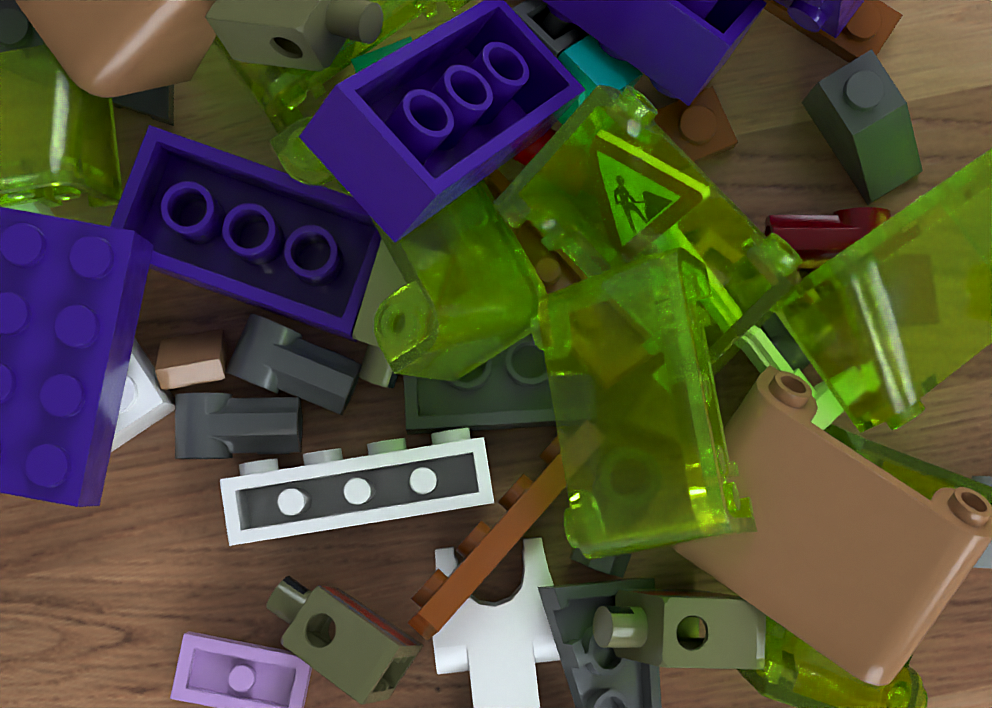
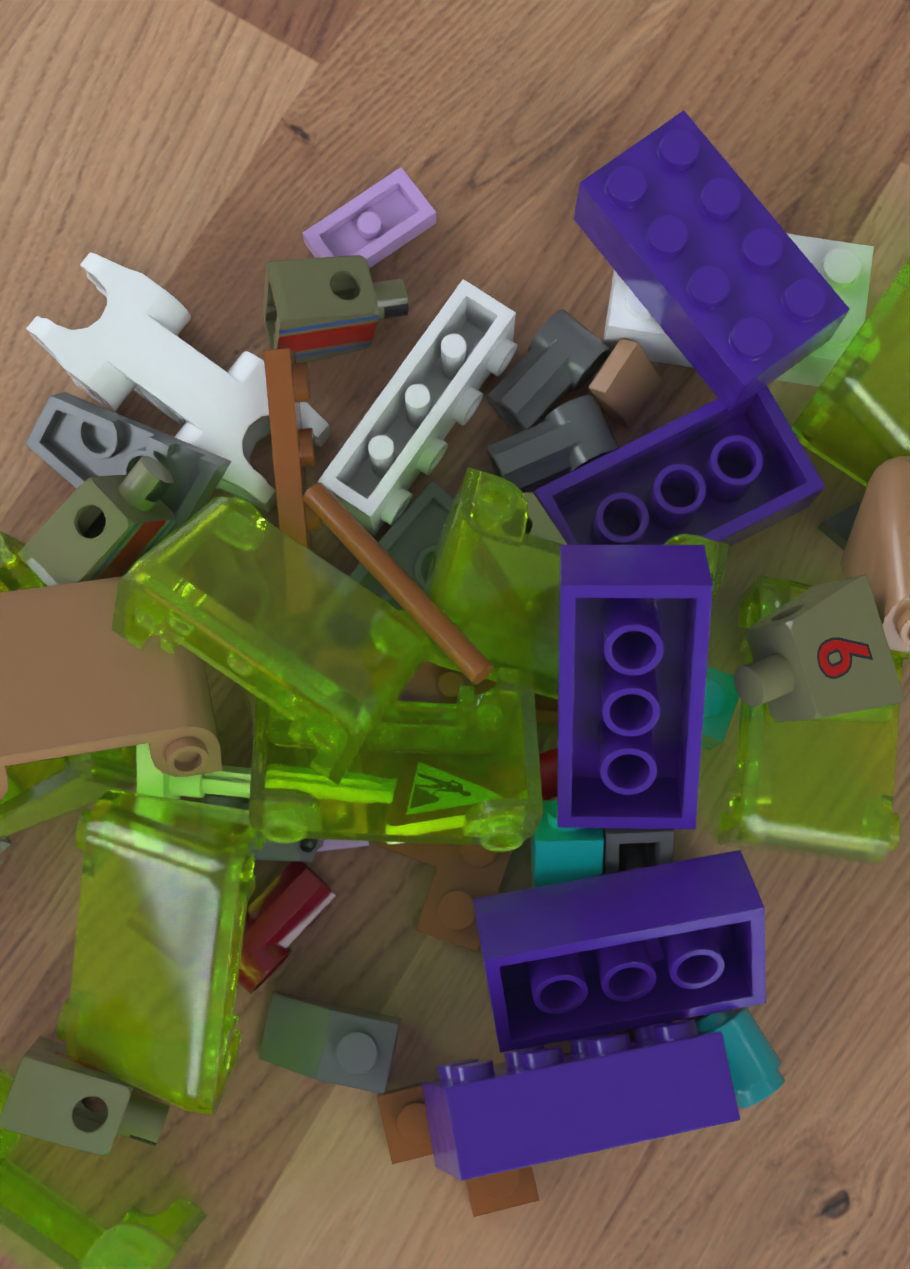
camera: 140 degrees right, 5 degrees down
(519, 363) = (398, 584): none -> dark orange bar

